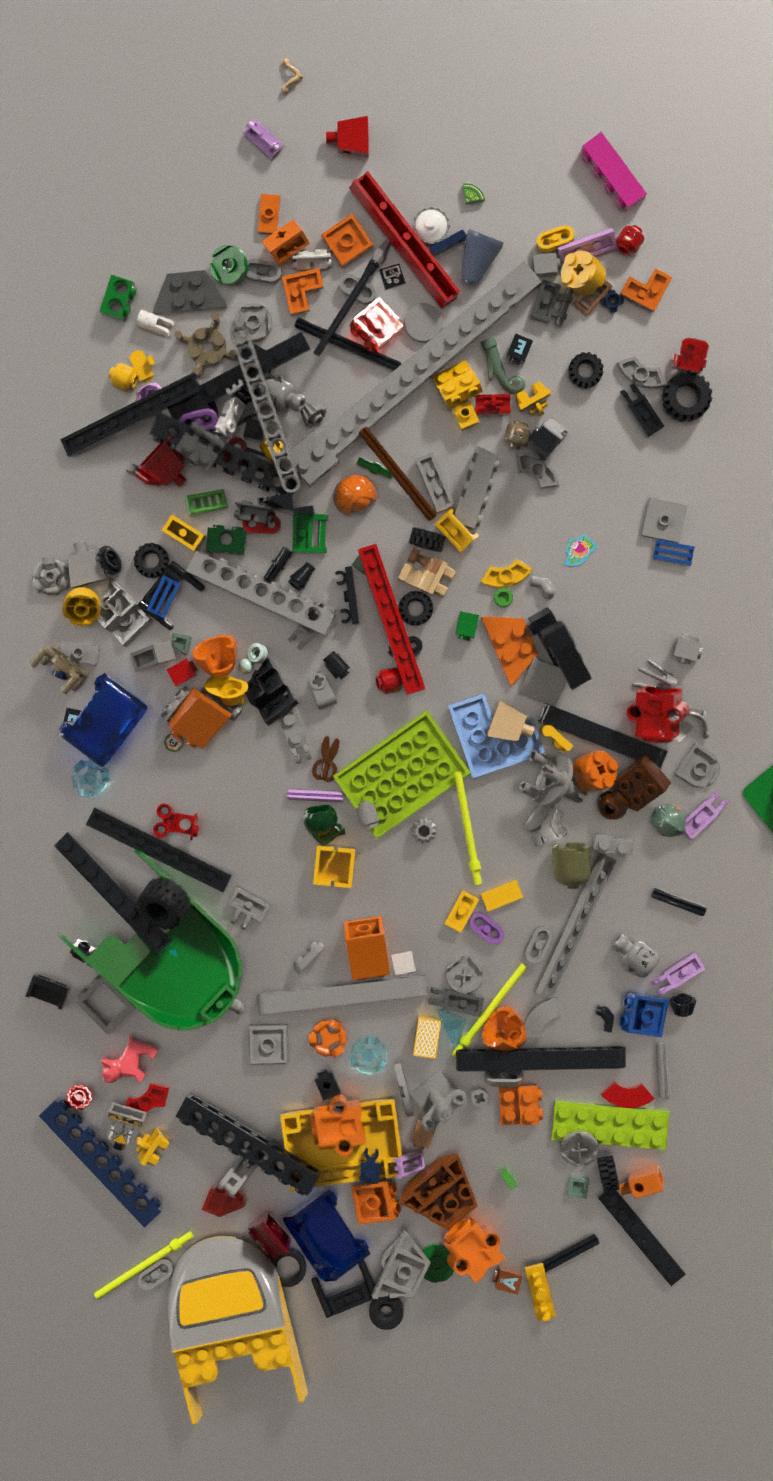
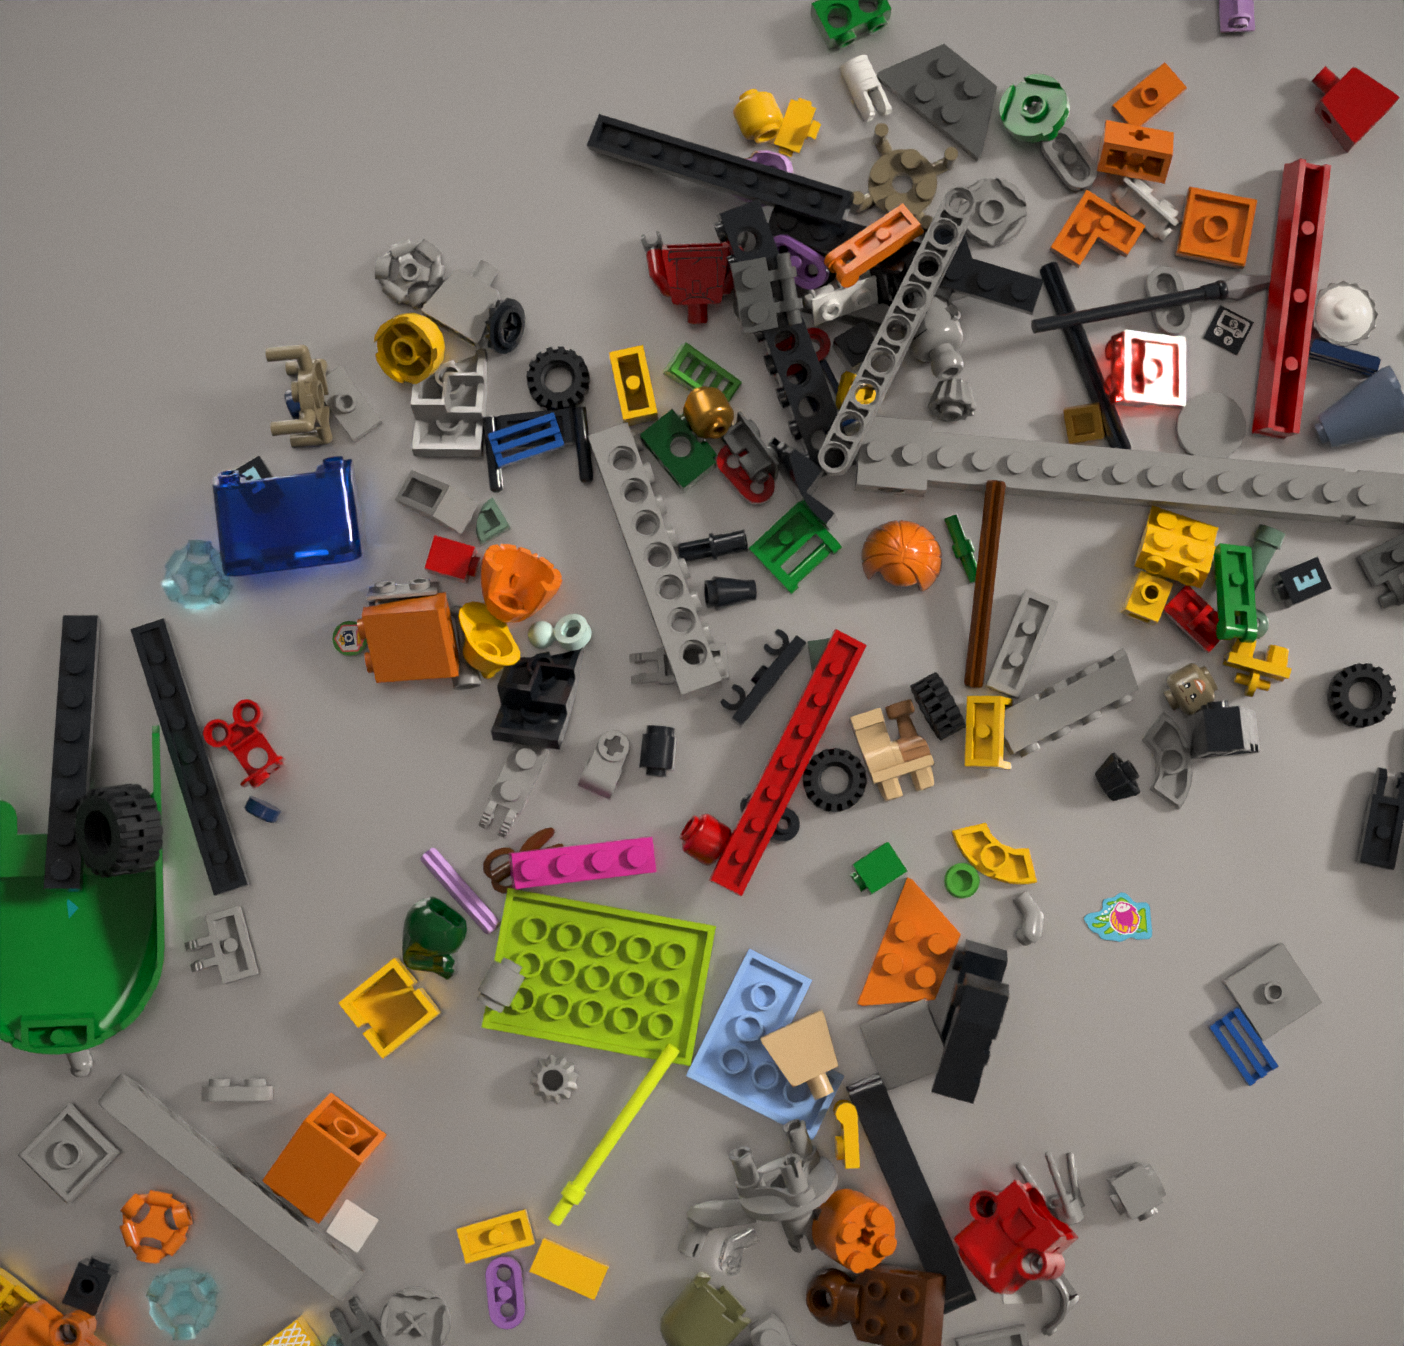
camera: 50 degrees right, 5 degrees down
(208, 841) = (262, 809): none -> dark blue tile
(222, 385) = (873, 245): none -> orange plate
(223, 514) = (708, 412): none -> pearl gold head
(351, 737) = (582, 862): none -> dark pink brick
(372, 371) = (1083, 423): none -> pearl gold plate
(497, 379) = (1235, 593): none -> green plate
(524, 497) = (1118, 778): none -> black piece

